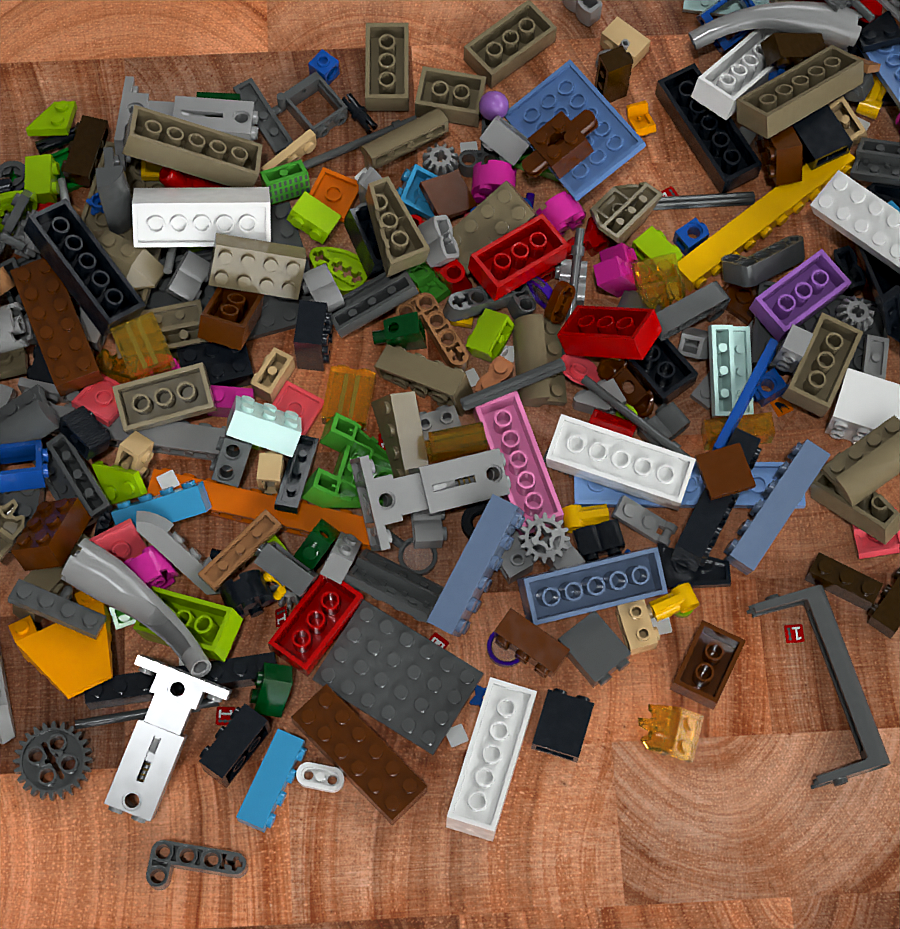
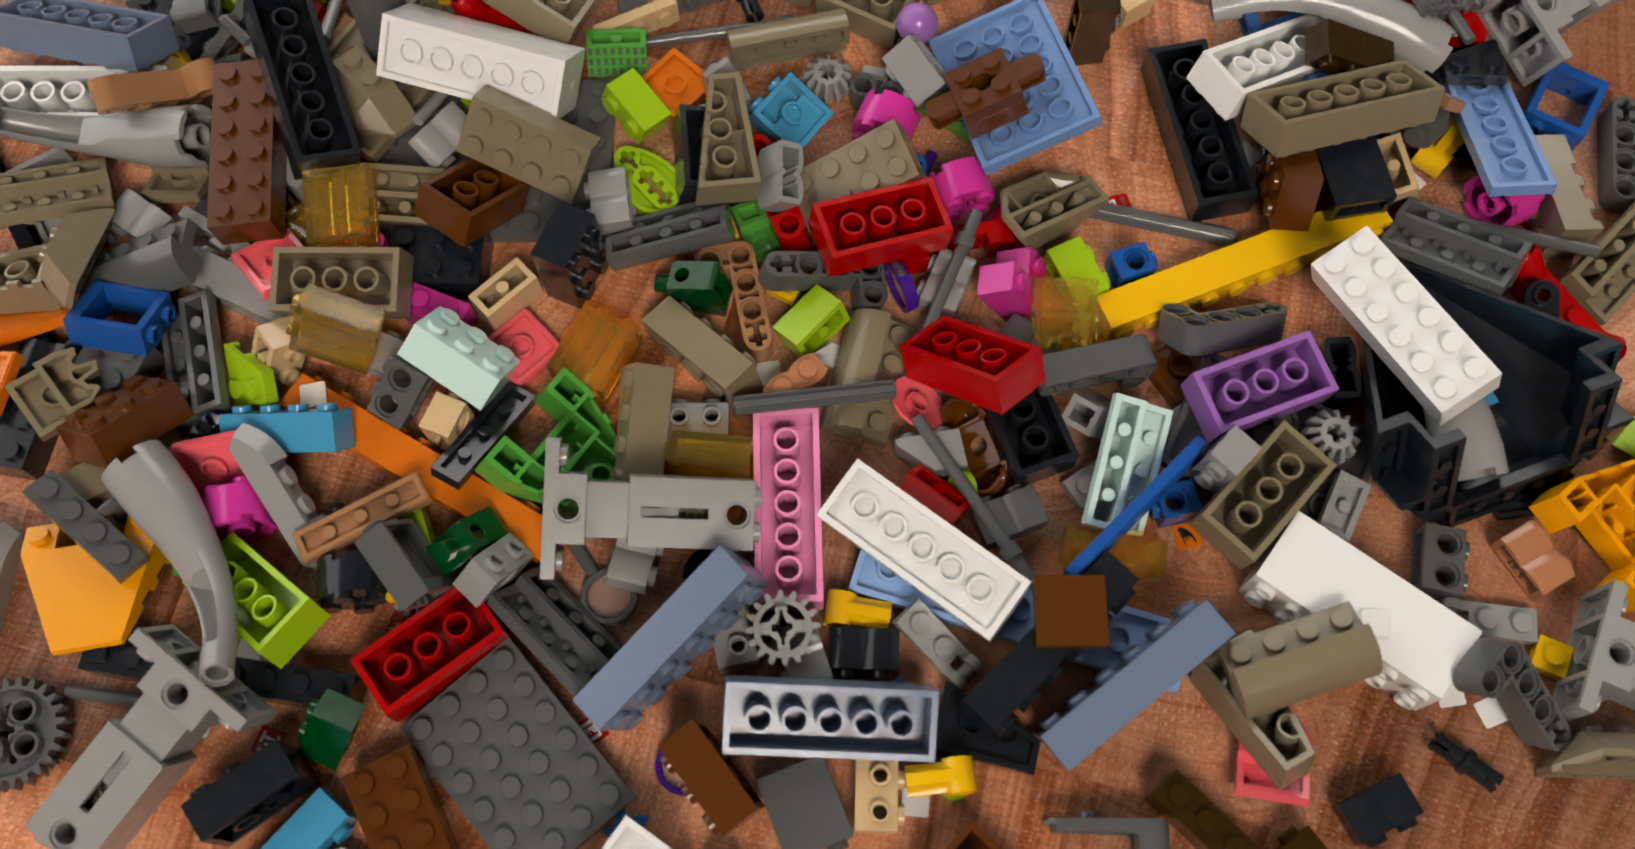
camera: 20 degrees right, 0 degrees up
(84, 432) = (227, 299): black brick -> none
(176, 430) = (335, 328): none -> clear yellow brick
(448, 195) = (819, 122): reddish brown tile -> none
(559, 302) = (918, 303): reddish brown beam -> none
(640, 119) = (1110, 93): light orange bracket -> none

